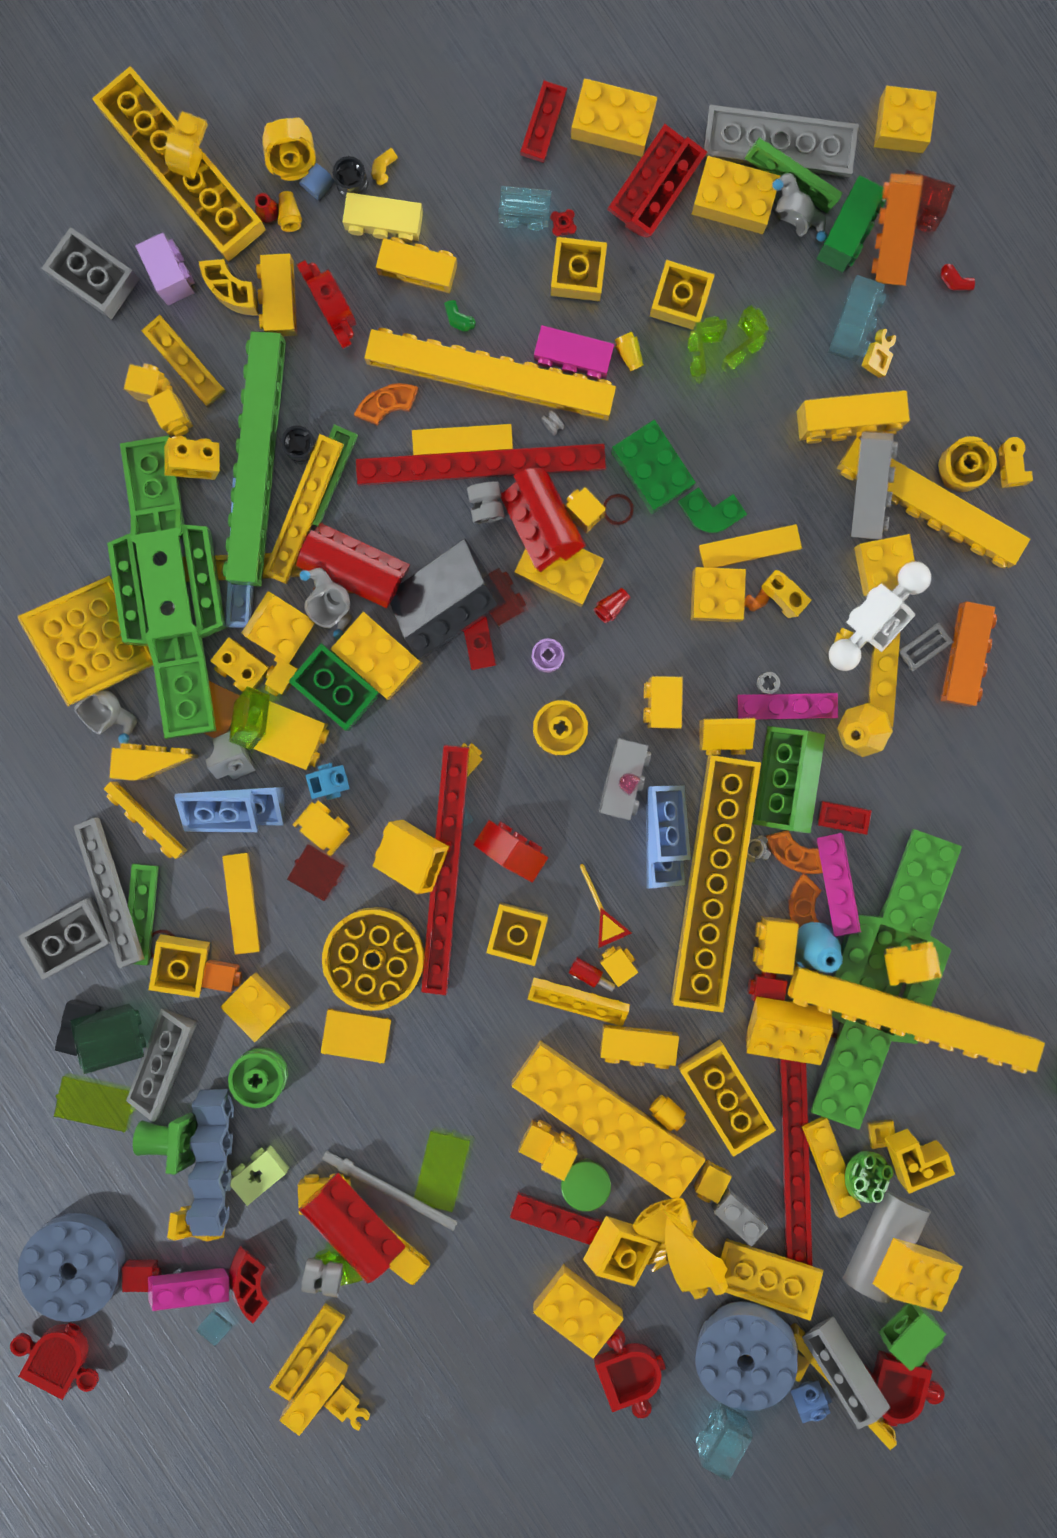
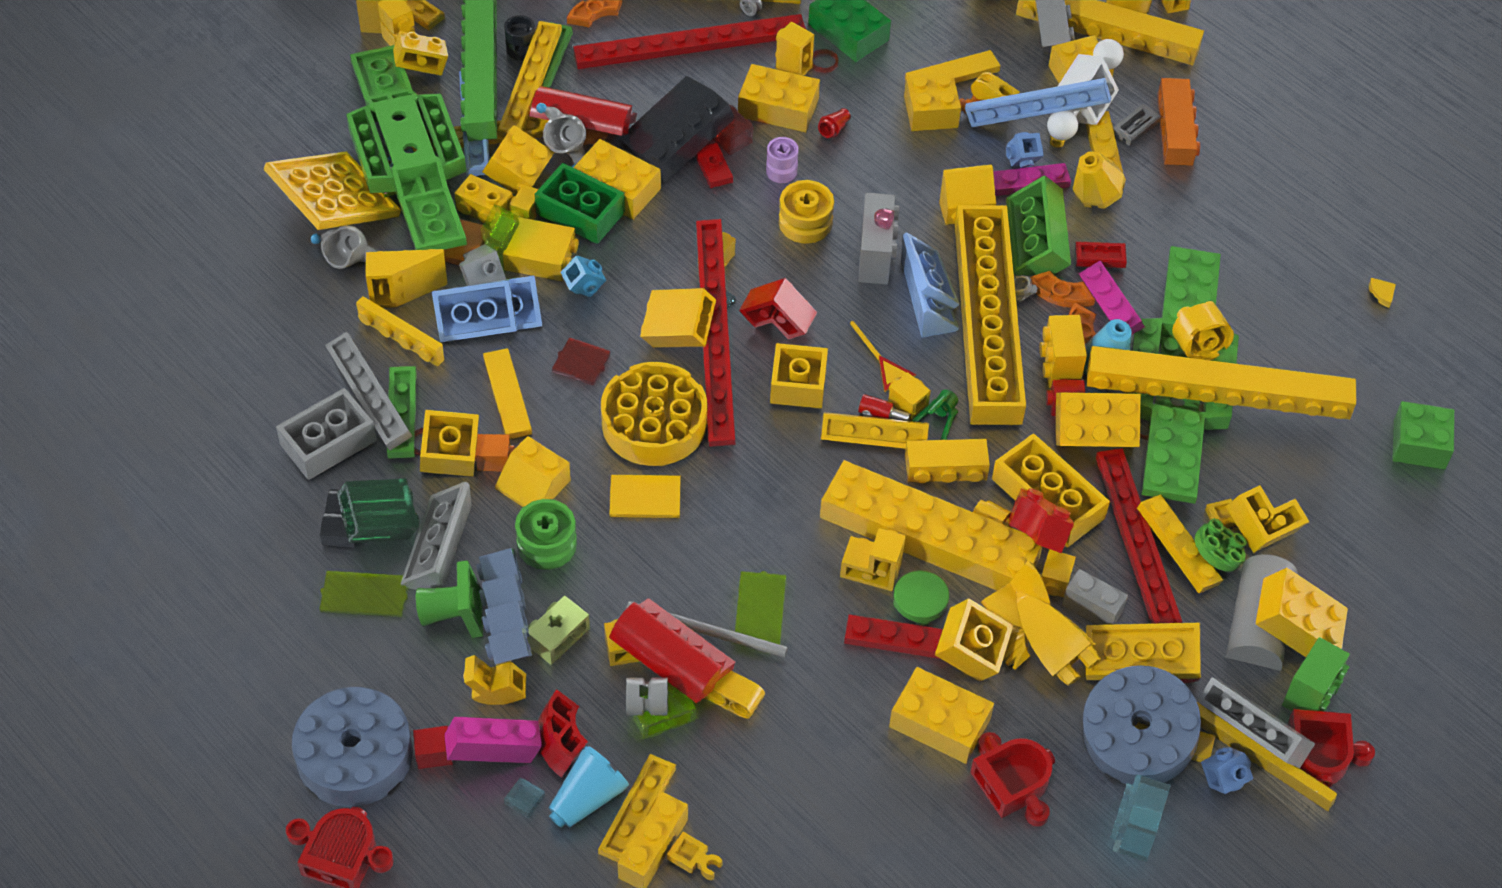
camera: 10 degrees left, 35 degrees down
(267, 1338) = (586, 788): none -> medium azure cone
(322, 828) = (584, 310): yellow brick -> none
(462, 439) = (669, 23): yellow tile -> none
(485, 502) = (700, 60): light grey wheel -> none
(541, 518) = (755, 55): red brick -> none
(650, 980) = (942, 406): none -> green plant
(664, 703) = (902, 175): yellow brick -> none
(707, 1146) = (1041, 520): none -> red brick
(711, 518) = (919, 54): green plate -> none
(760, 681) = (998, 158): light grey bush -> none
(798, 678) = (1024, 149): none -> medium blue brick
(824, 635) = (1038, 102): none -> light blue tile

